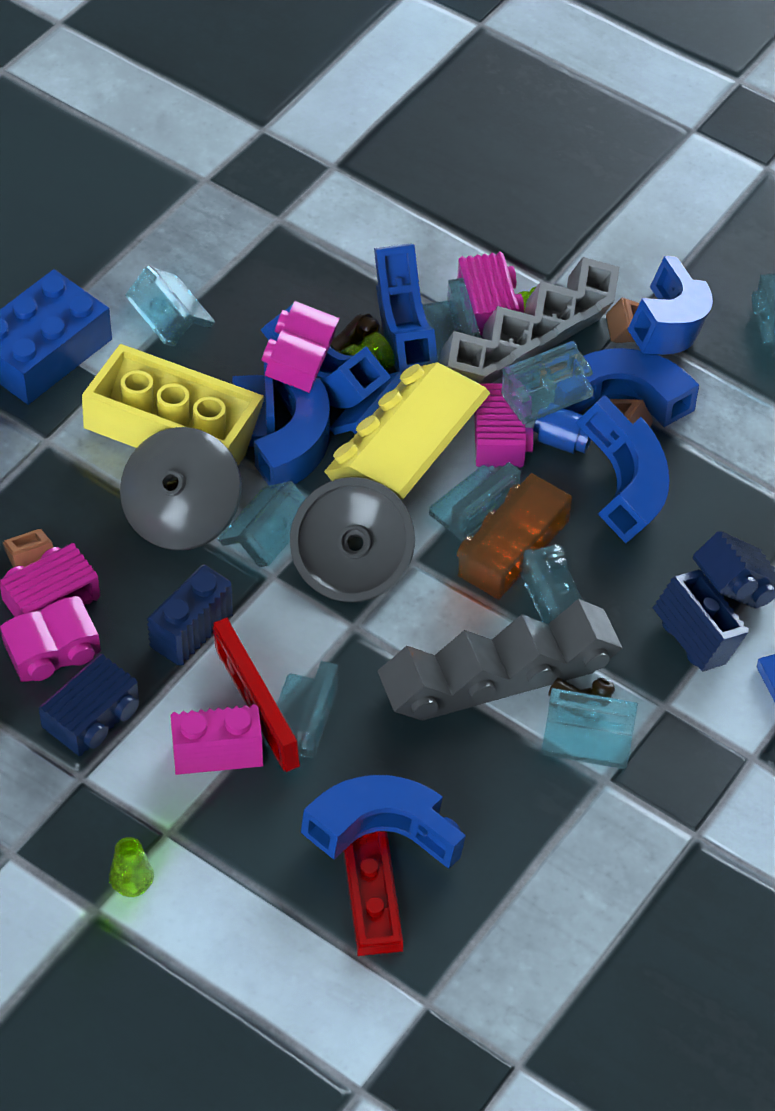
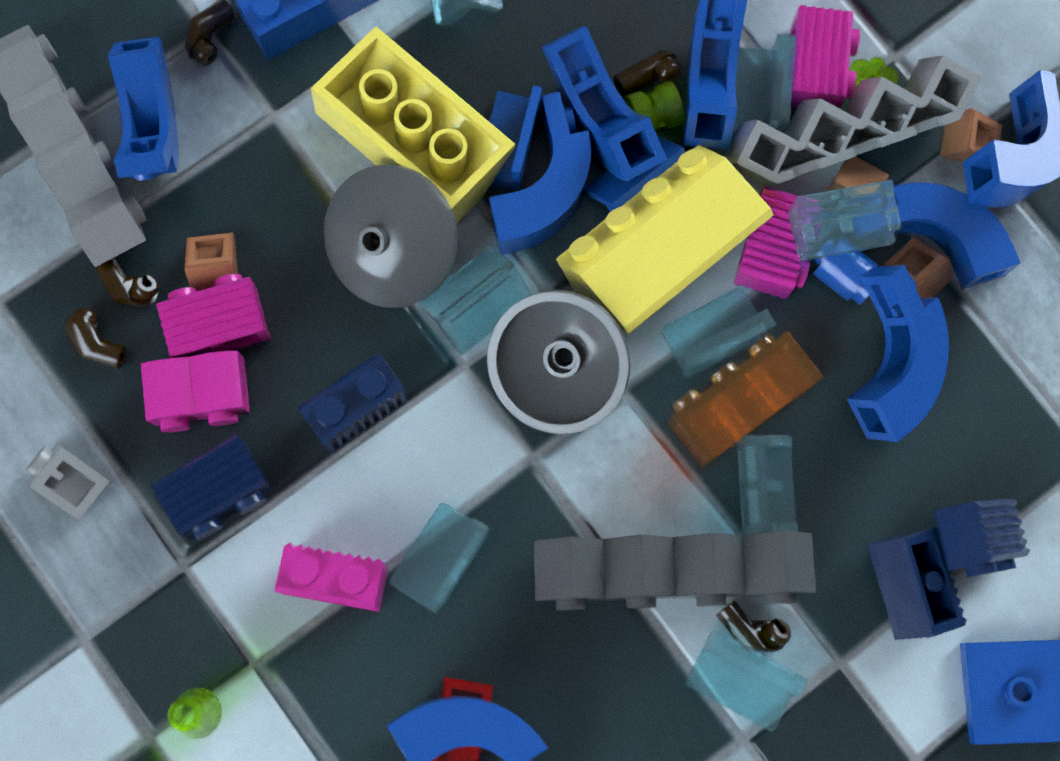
camera: 15 degrees right, 25 degrees up
(254, 691) = (391, 531): red tile -> none
(300, 346) = (576, 91): dark pink brick -> none

